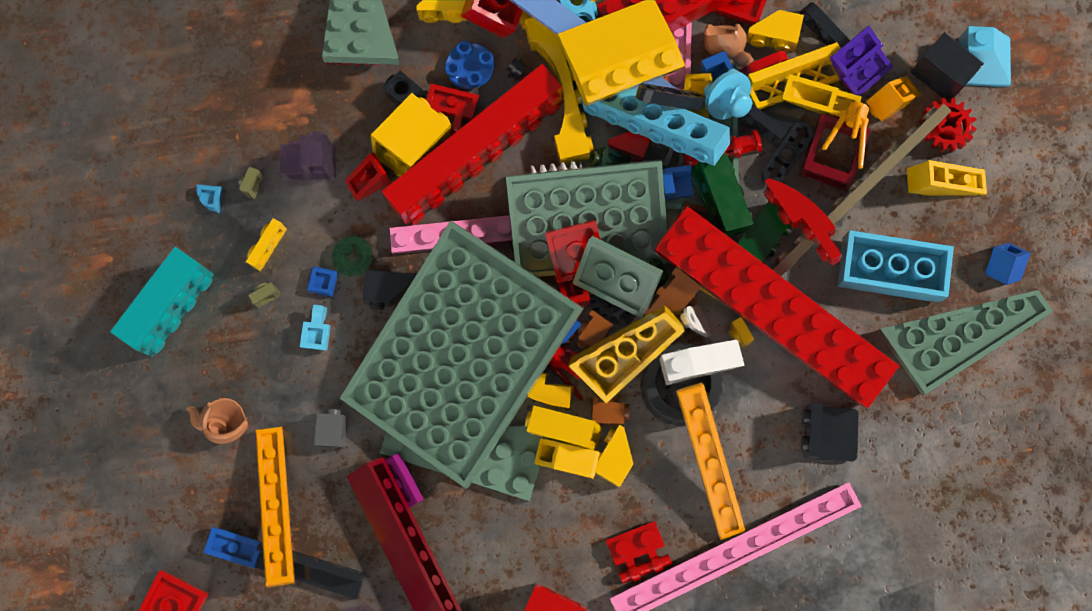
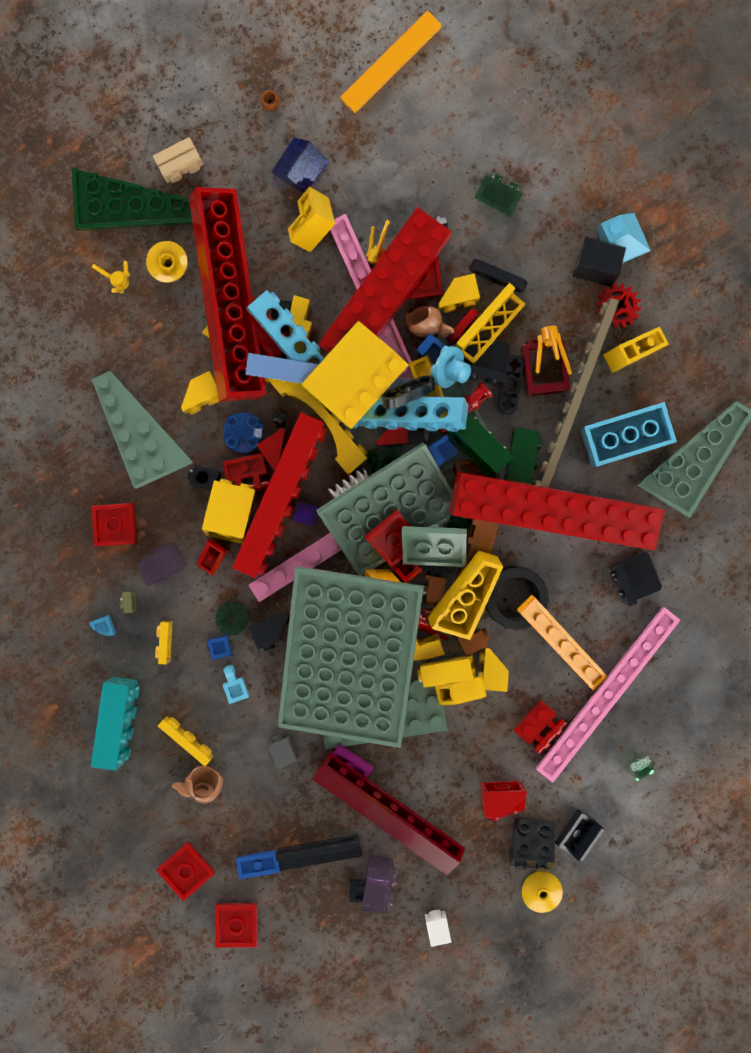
camera: 30 degrees left, 10 degrees up
(149, 513) = (185, 871): none -> red plate
(231, 364) = (186, 740): none -> yellow plate
(264, 294) = (182, 678): olive plate -> none
(274, 507) = (272, 825): light orange tile -> none
(280, 95) = (114, 524): none -> red plate
(492, 183) = (305, 513): none -> dark purple plate
(493, 89) = (273, 447): none -> red slope
(696, 320) = (504, 546): white piece -> none
(700, 361) = (524, 579): white slope -> none
(740, 332) = (539, 538): yellow plate -> none
(799, 210) = (539, 431): red slope -> none
(817, 96) = (515, 332): yellow slope -> none
(861, 62) = (533, 289): dark purple slope -> none
(893, 98) = (569, 304): light orange slope -> none
(1007, 263) = (706, 391): blue panel -> none

